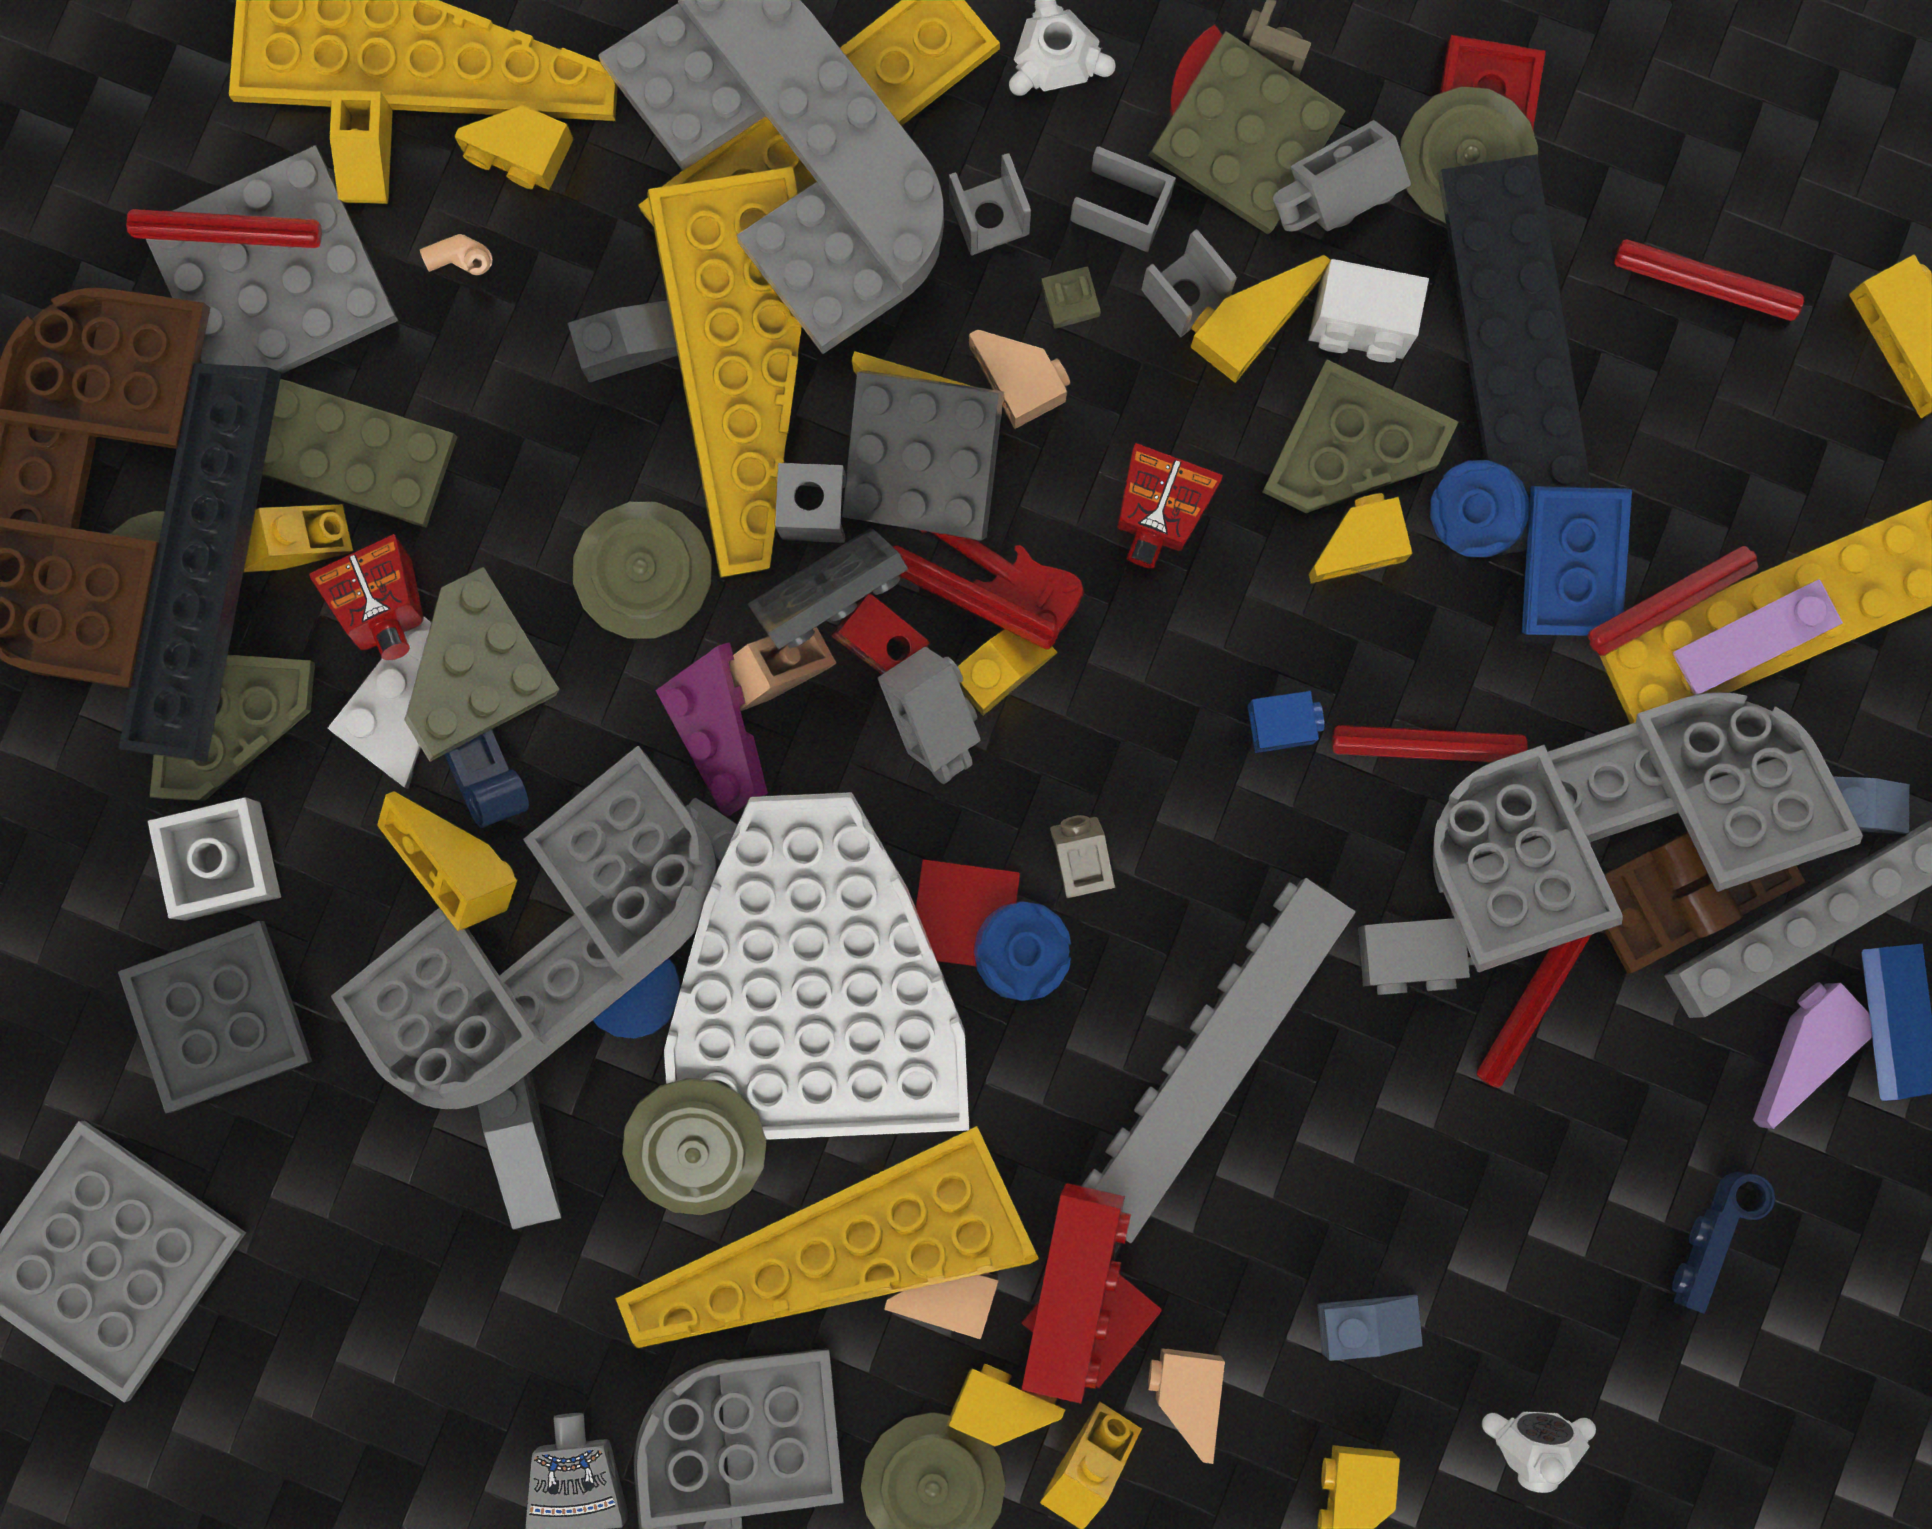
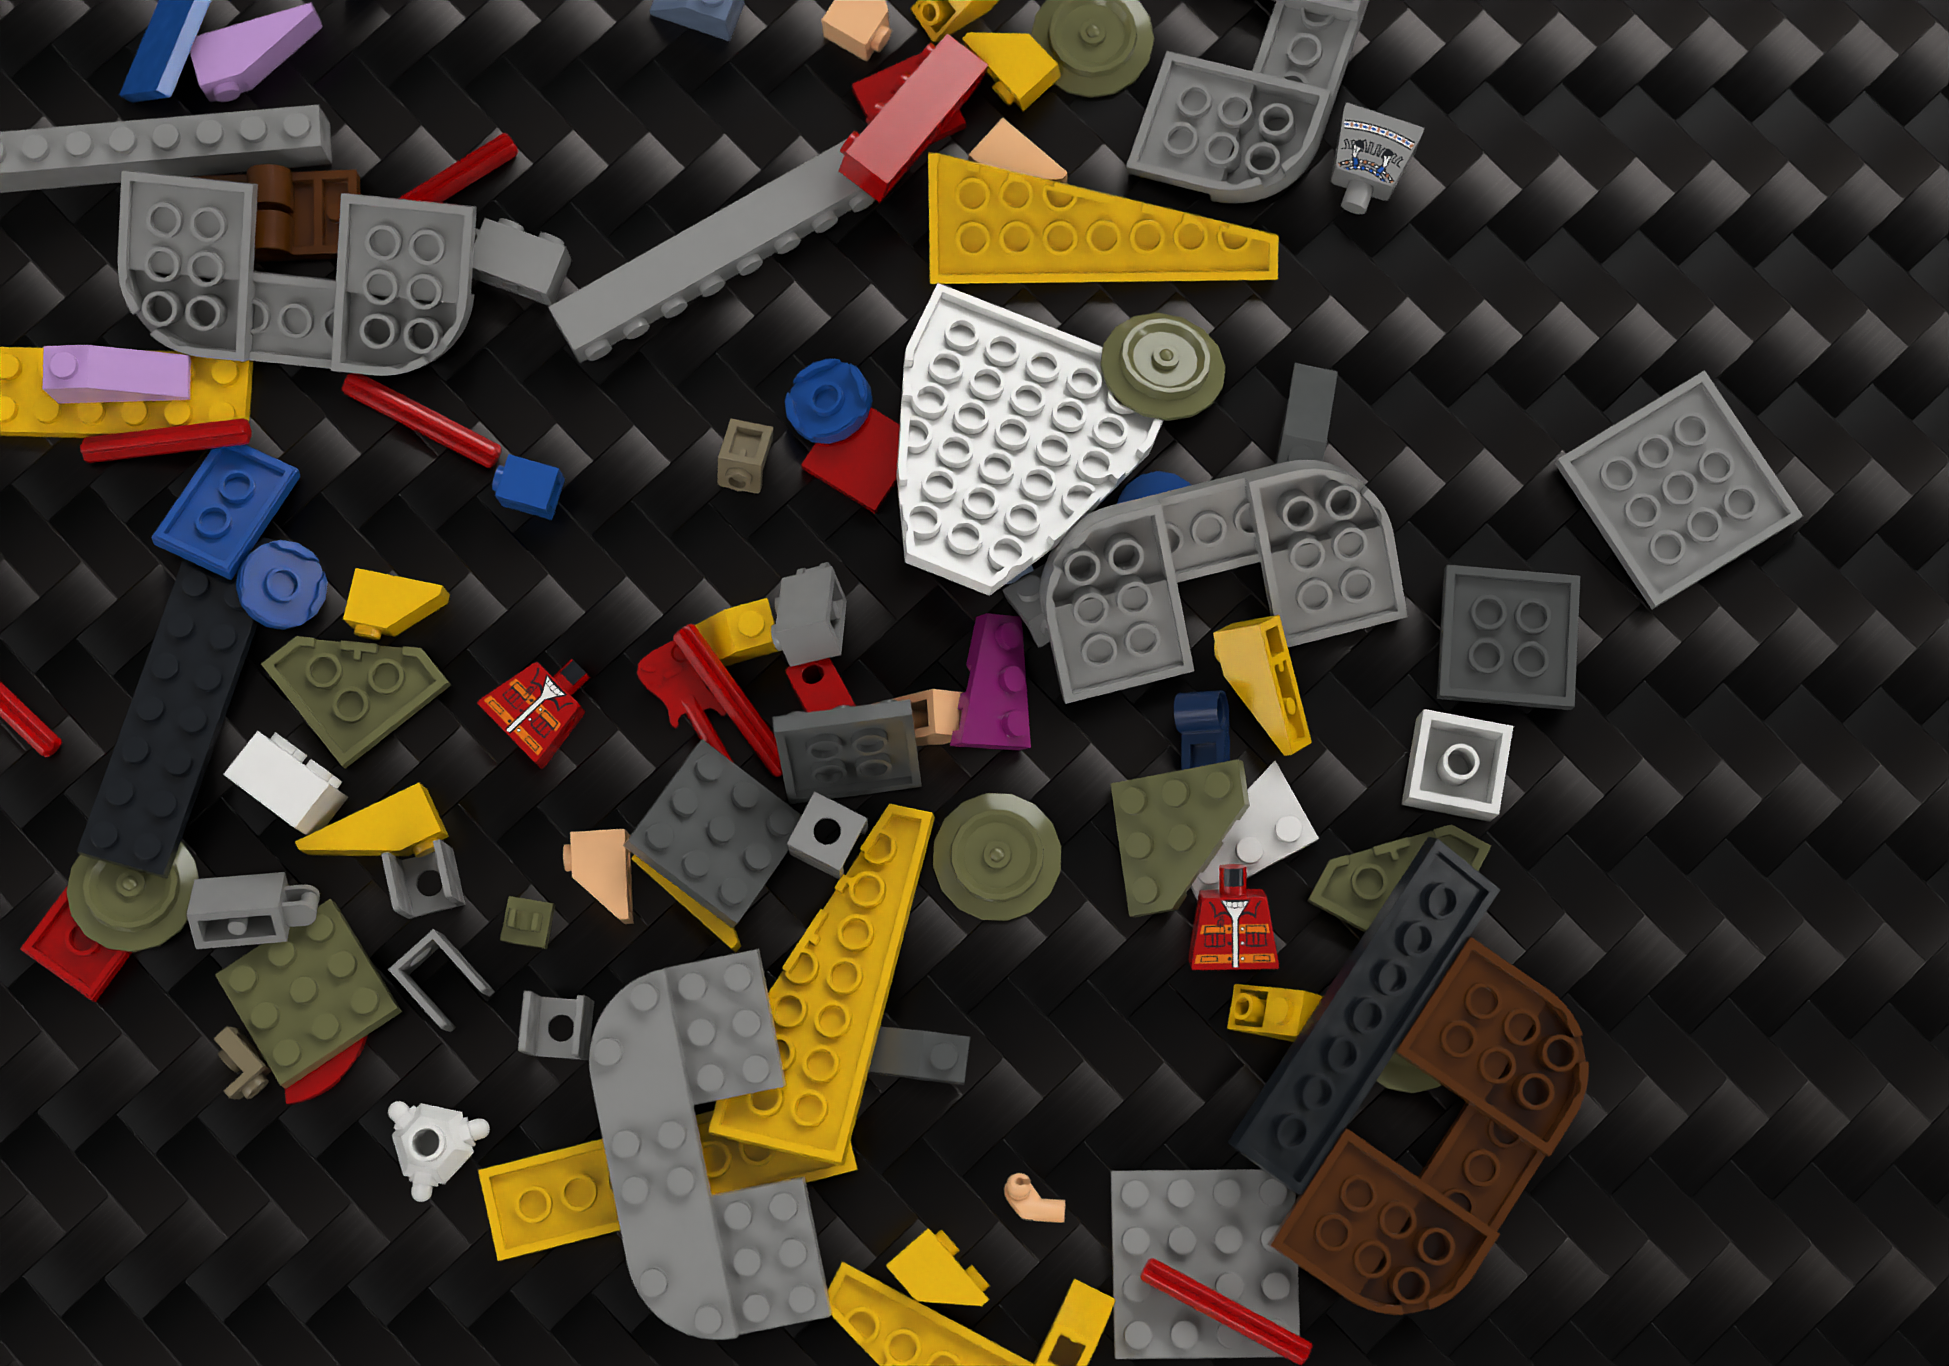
camera: 155 degrees left, 5 degrees down
(356, 453) = (1191, 1063): olive plate -> none
(1877, 804) = (95, 212): sand blue slope -> none

